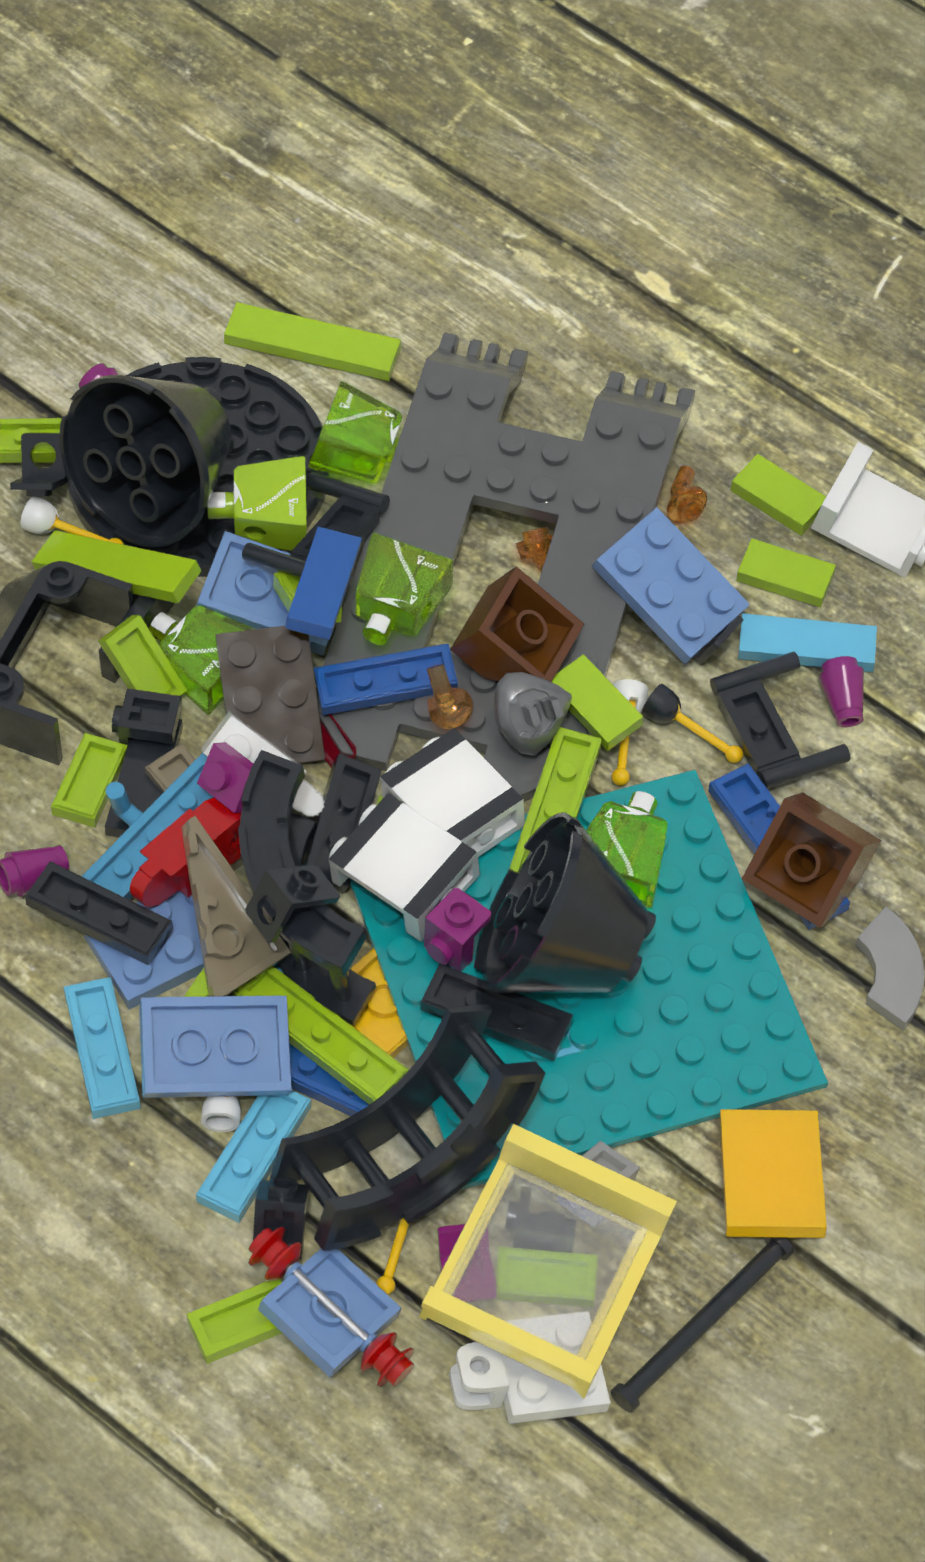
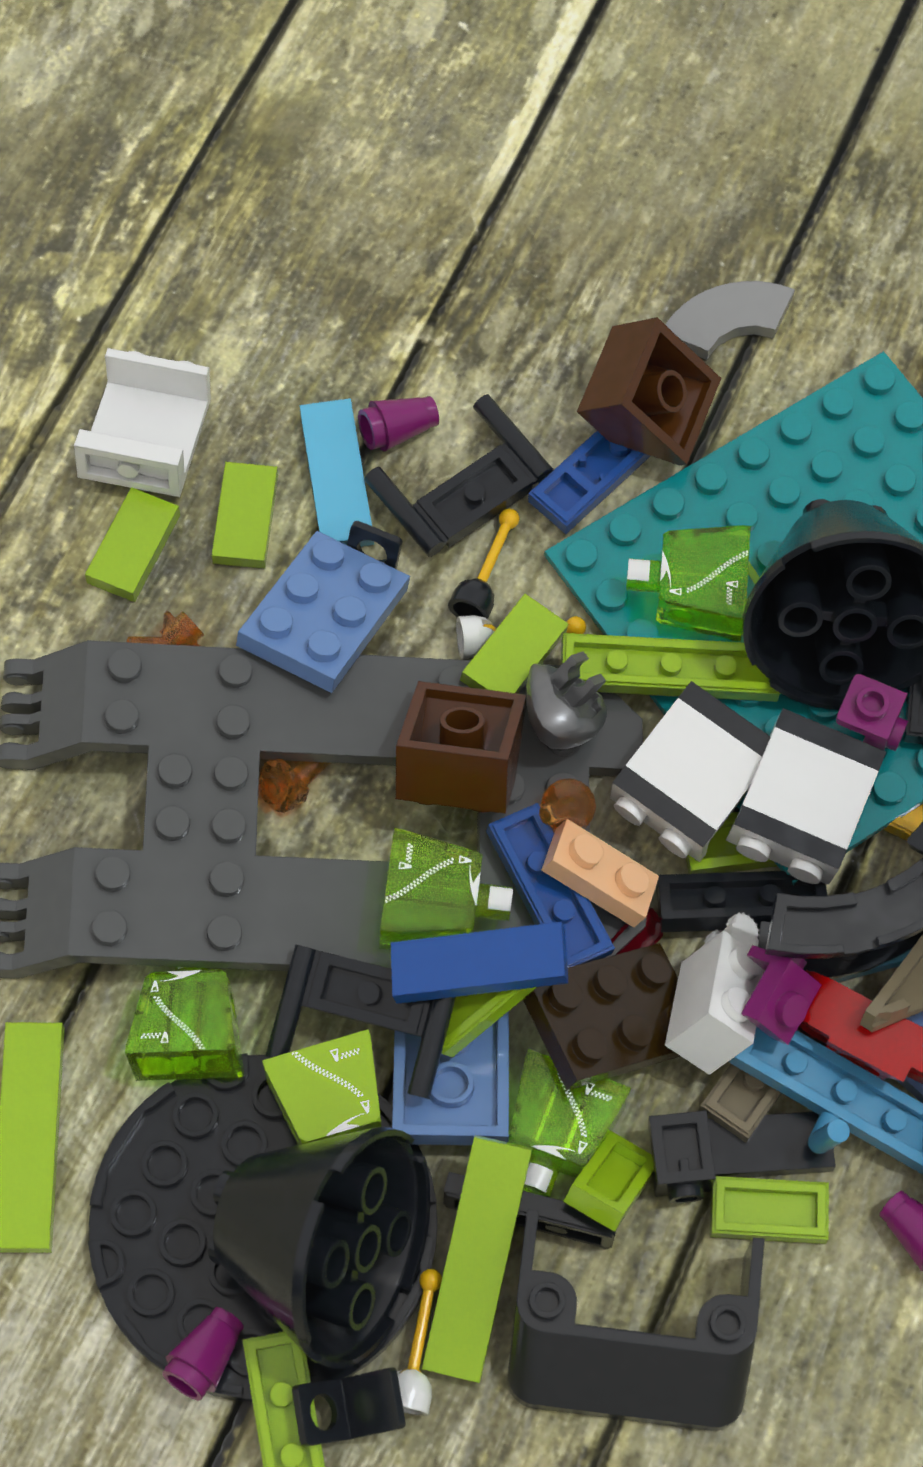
camera: 105 degrees left, 10 degrees up
(385, 710) = (600, 873): none -> light nougat plate

